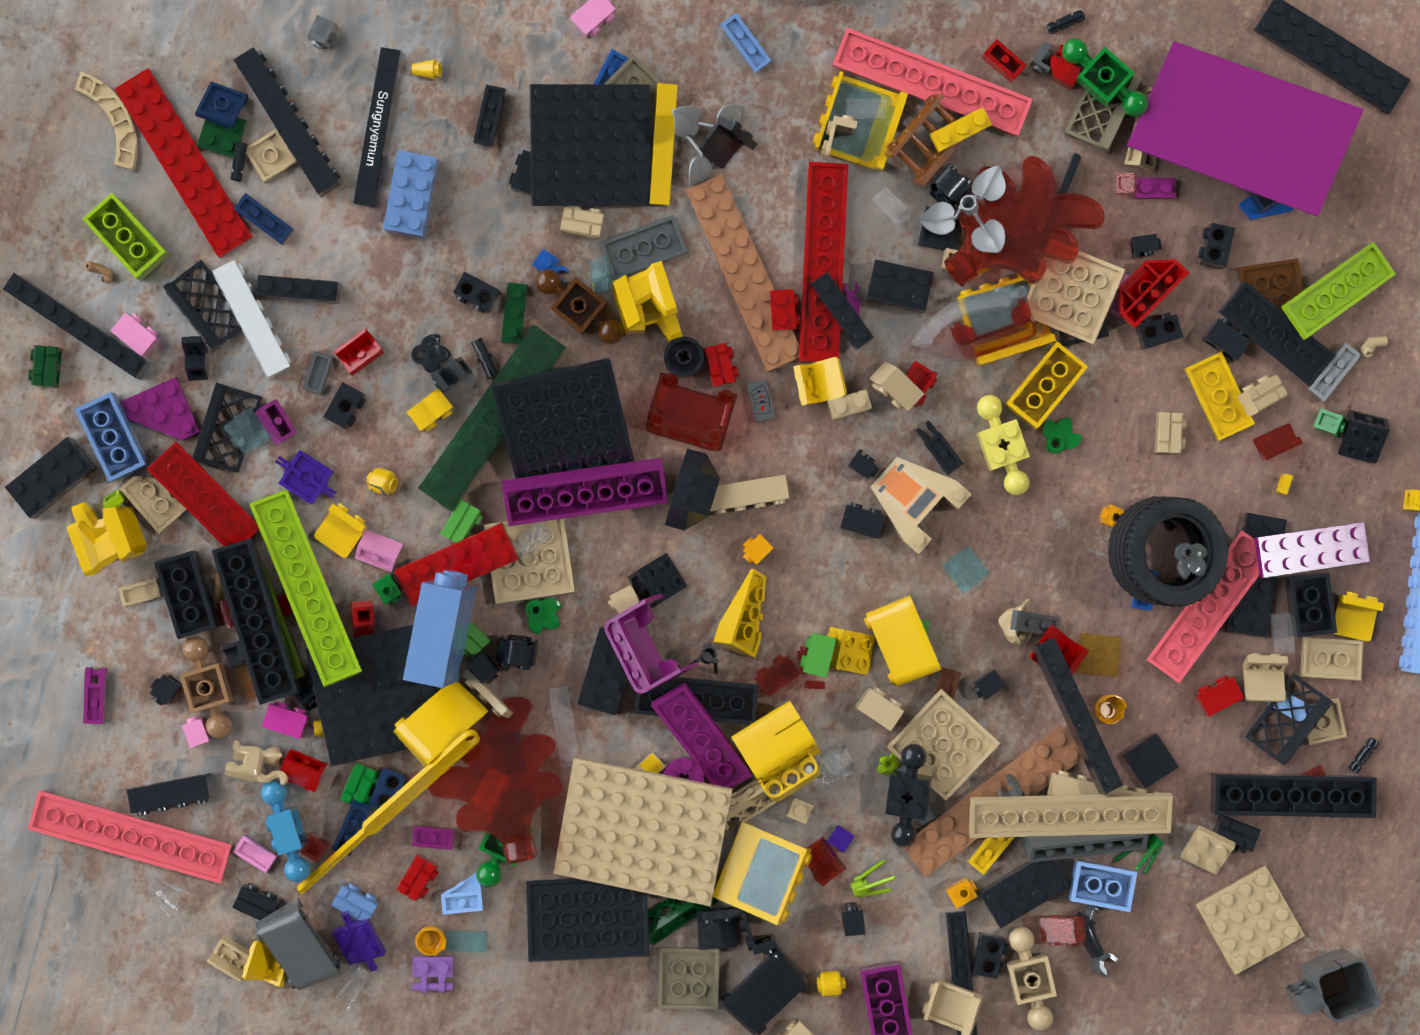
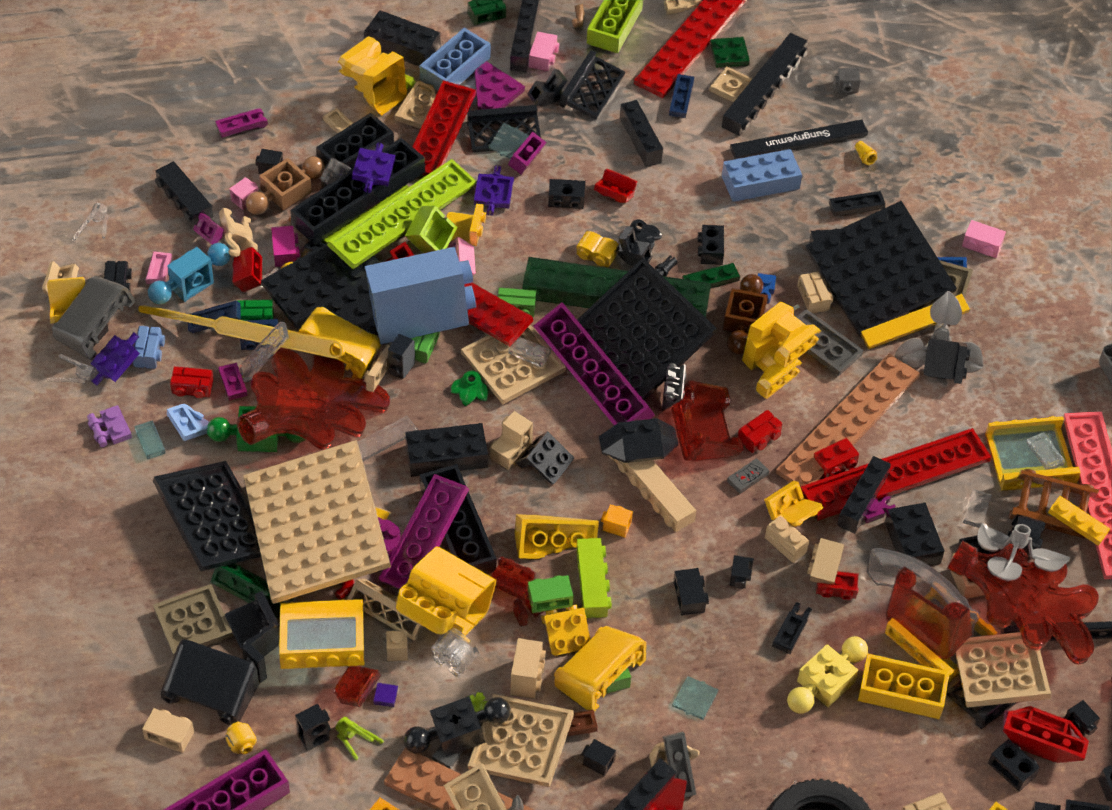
camera: 65 degrees right, 35 degrees down
(130, 836) = (135, 184): coral plate -> none
(221, 105) = (751, 41): dark blue tile -> none
(221, 634) = (333, 171): none -> clear panel
(236, 791) = (208, 229): none -> magenta plate
(238, 161) = (715, 66): black axle -> none
(243, 598) = (373, 167): none -> dark purple plate
(251, 320) = (598, 114): white brick -> none
(316, 847) = (184, 299): clear red brick -> none
(318, 373) = (582, 171): dark grey tile -> none
(343, 571) = (430, 234): none -> lime piece
(382, 481) = (519, 238): yellow head -> none
(427, 801) = (264, 351): none -> clear tile
(430, 940) = (139, 410): light orange hair -> none
(517, 651) = (427, 375): black brick -> none
(637, 650) = (483, 447): magenta windscreen -> none
(641, 425) = (674, 385): none -> dark grey hinge
(679, 347) = (749, 399): black brick -> none
(708, 656) = (501, 508): black plant -> none
(745, 43) = (1036, 348): medium blue plate -> none
(808, 602) = (592, 577): none -> lime brick
(841, 124) = (1009, 428): tan bracket -> none
(910, 493) = (736, 620): tan wedge -> none
(1062, 433) = (868, 725): green plate -> none

